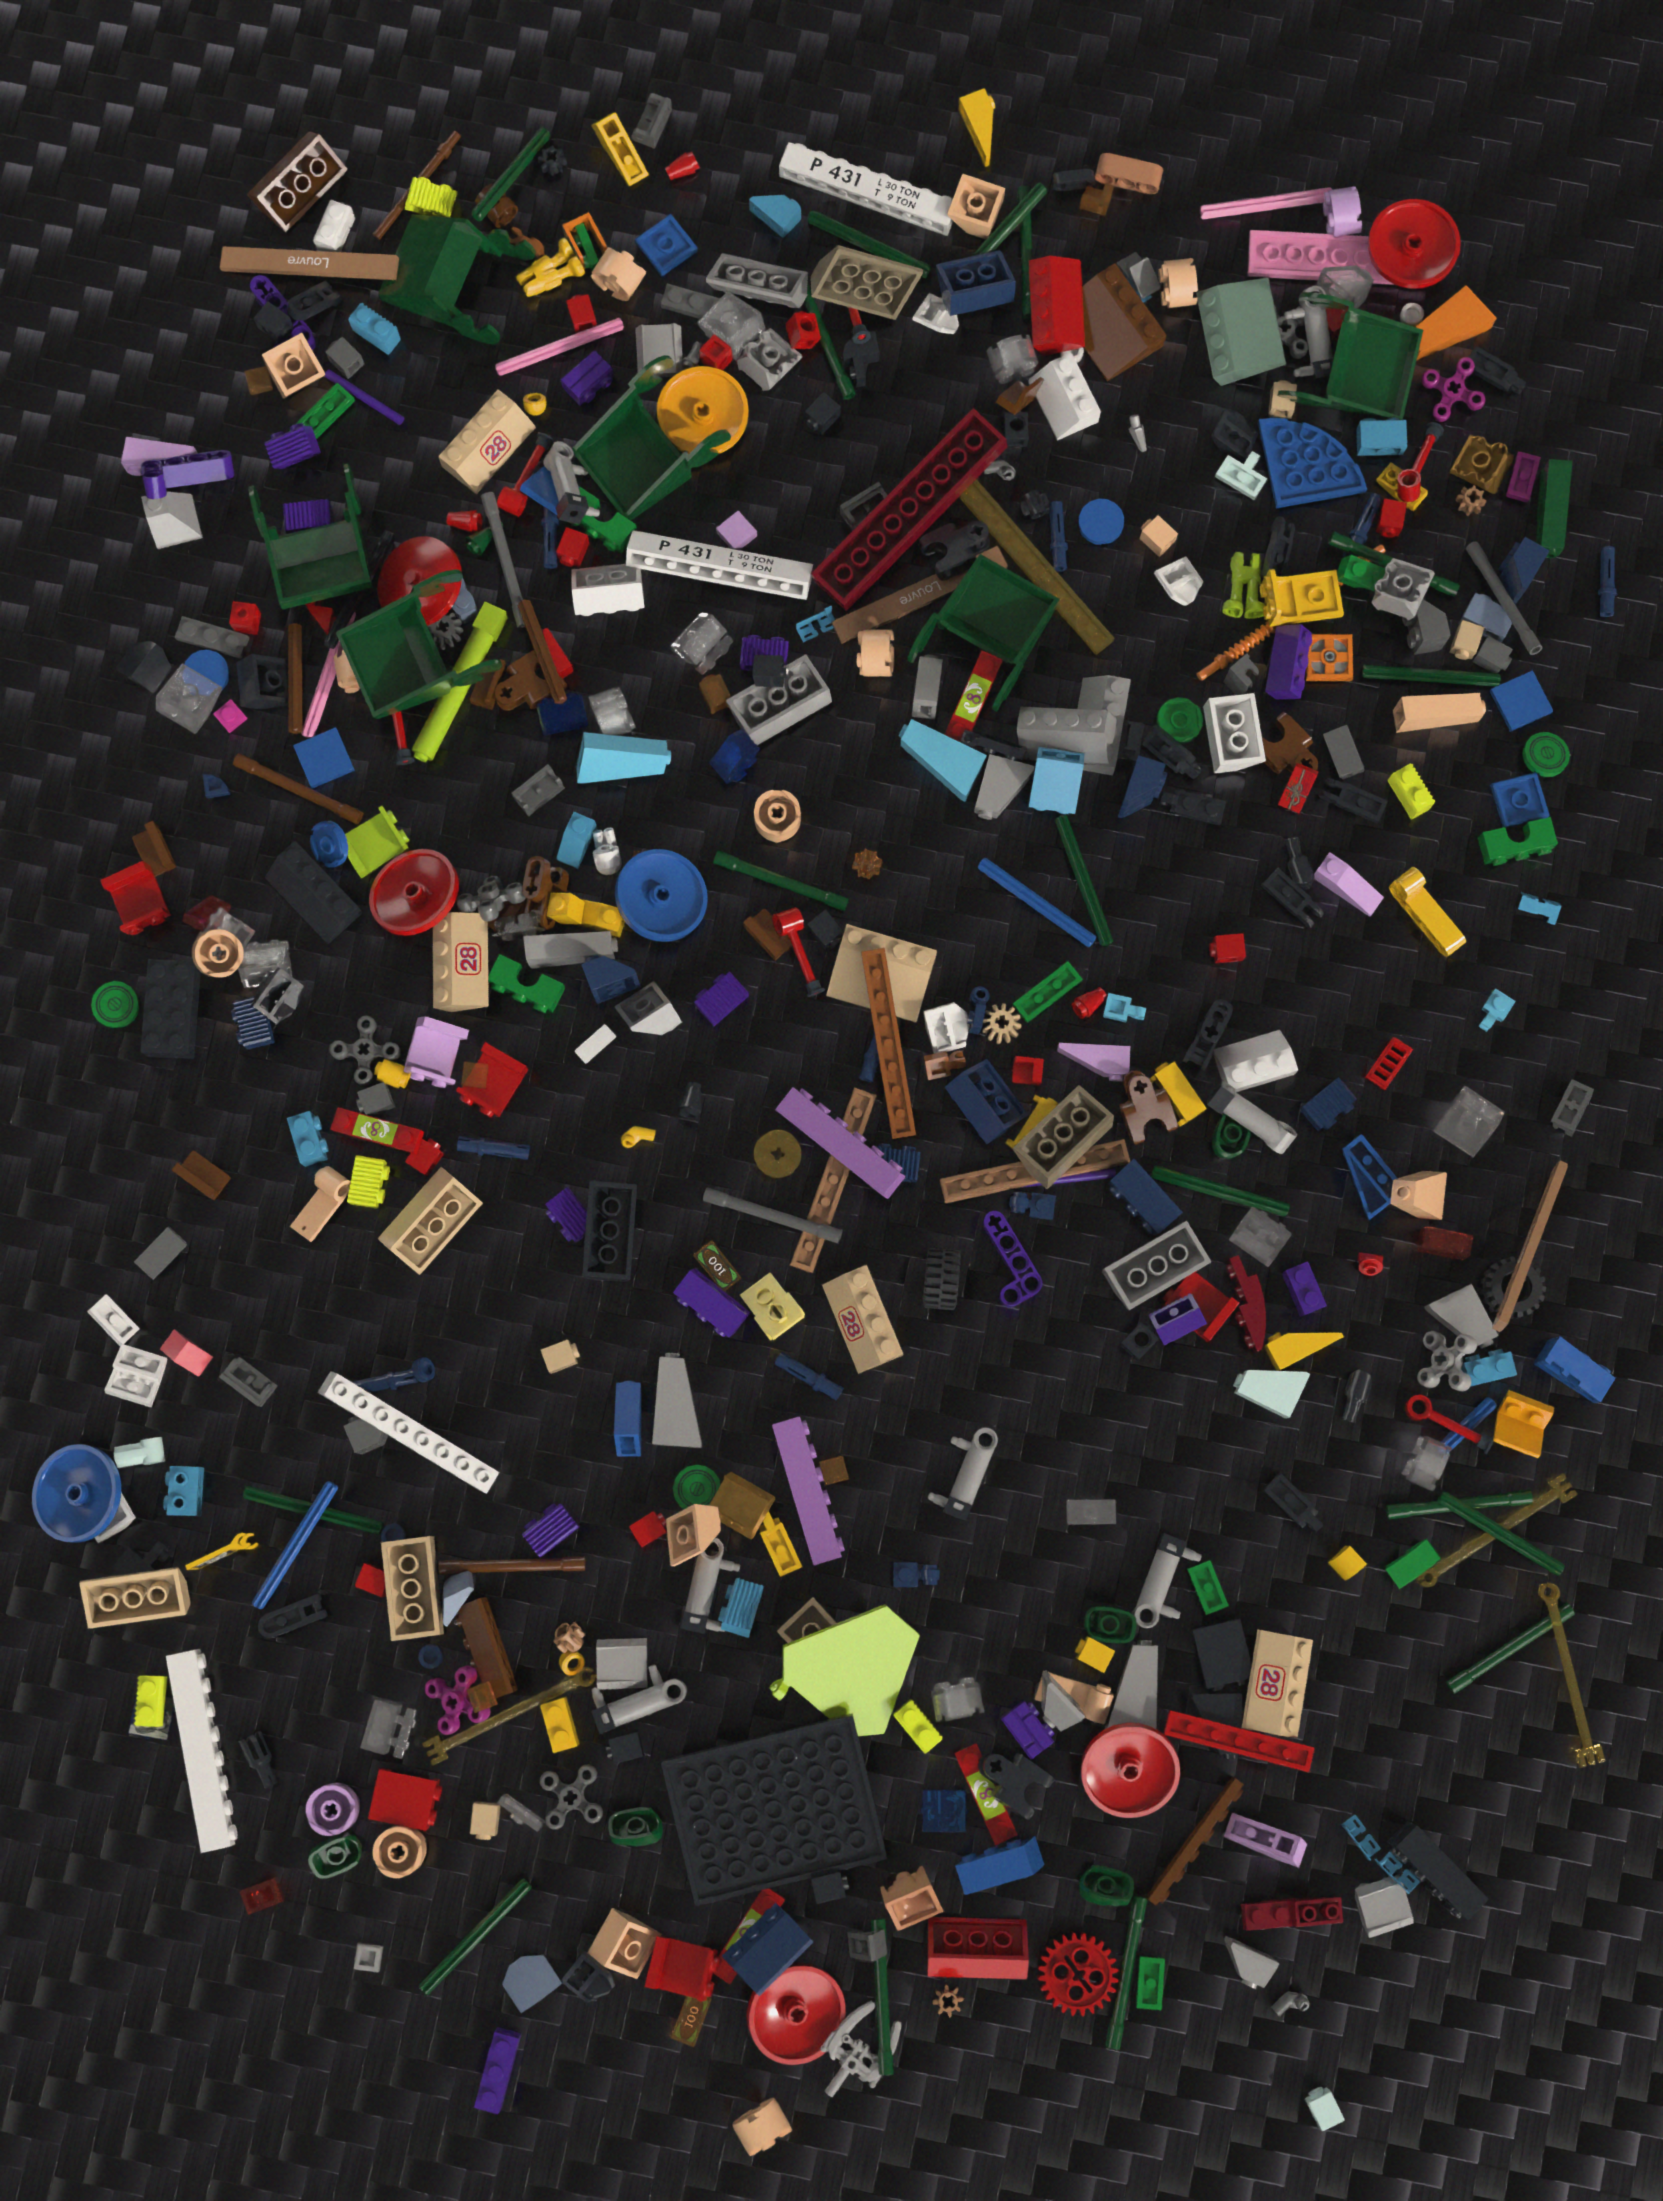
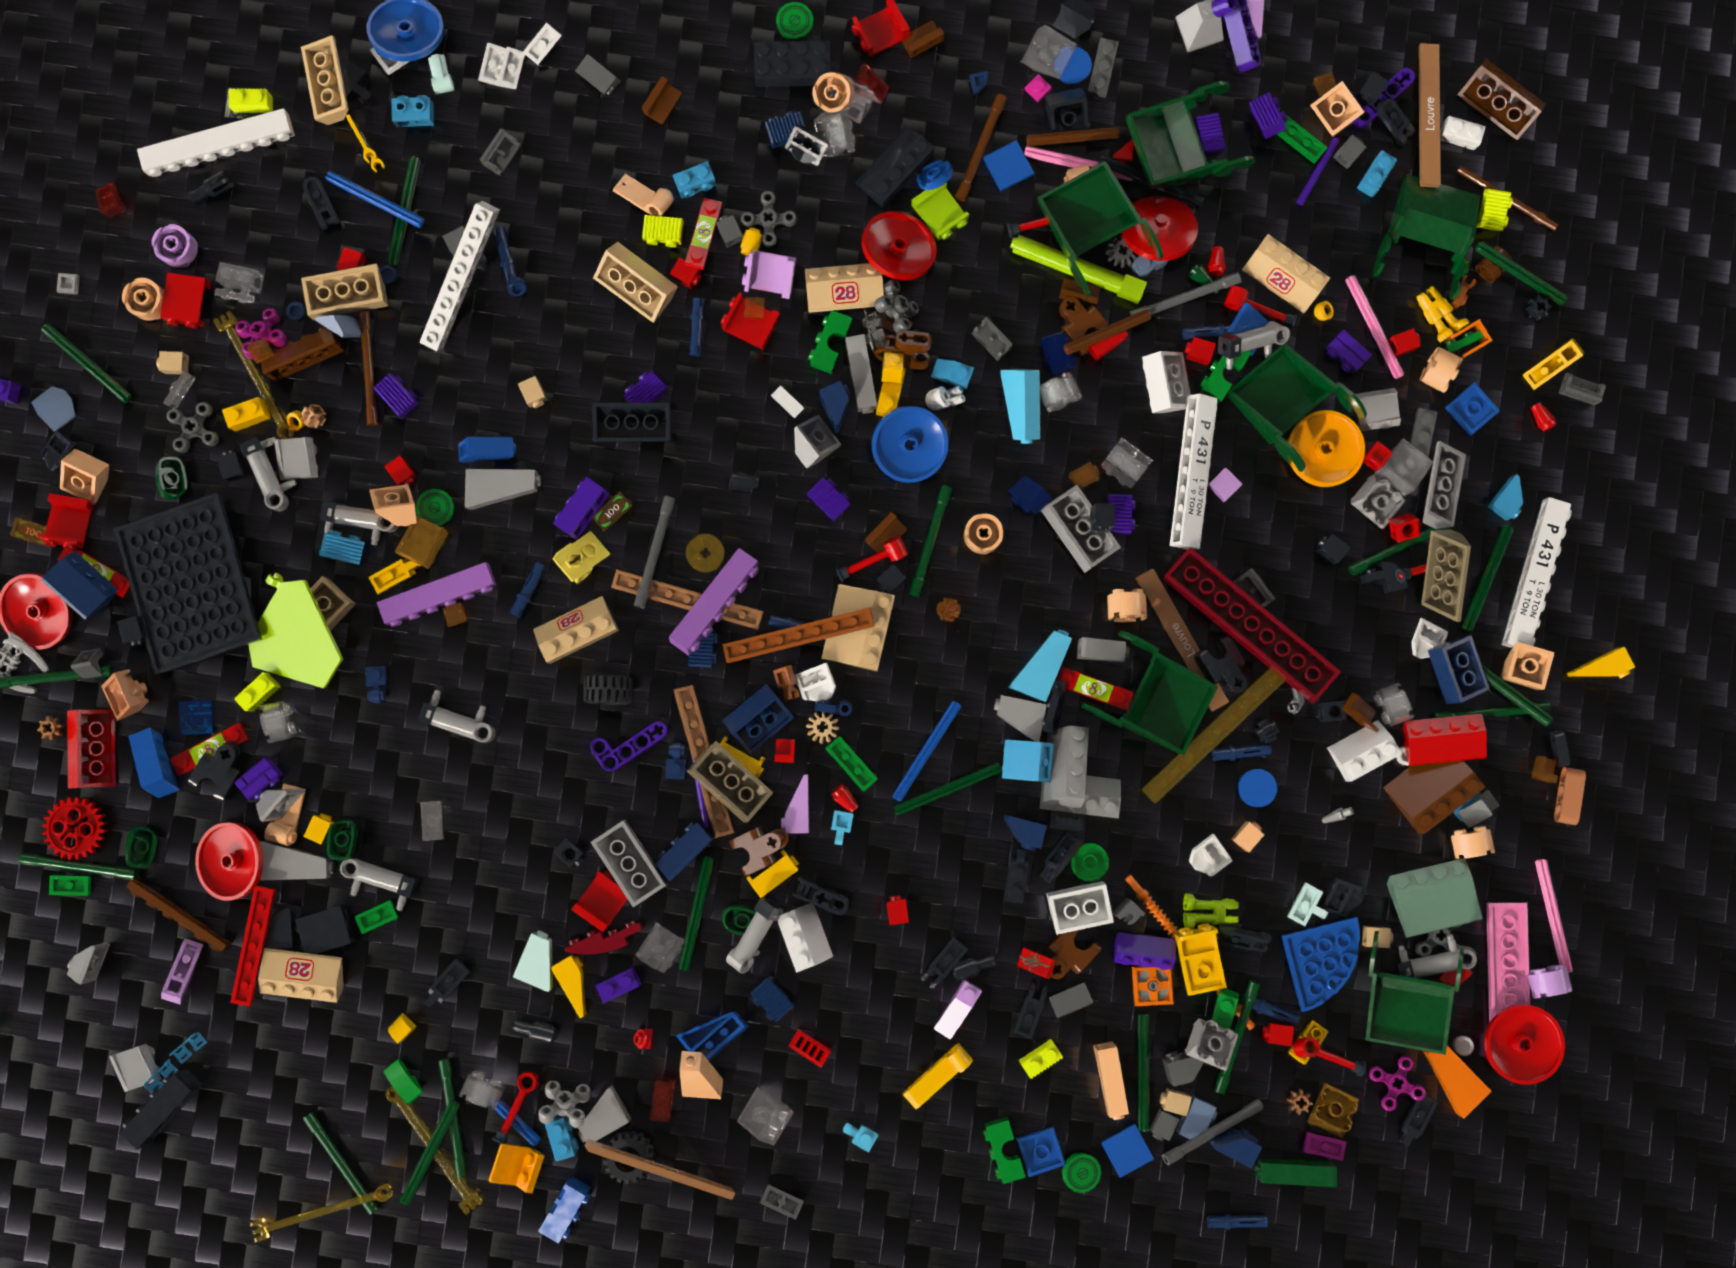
camera: 85 degrees right, 5 degrees up
(186, 1353) = (520, 102): coral slope -> none
(245, 618) = (1119, 91): red brick -> none
(335, 1855) = (140, 251): dark green piece -> none
(635, 1134) = (714, 438): yellow arm -> none
(693, 357) = (1370, 437): dark grey pin -> none
(802, 632) = (1146, 551): dark azure piece -> none
(1177, 1319) = (586, 882): dark purple brick -> none
(1292, 1912) = (127, 994): dark red slope -> none
(1292, 2000) = (61, 996): dark grey arm -> none
(1346, 283) = (1480, 986): clear slope -> none
(1381, 437) = (1349, 1022): dark azure brick -> none
(1533, 906) = (949, 1166): dark azure piece -> none

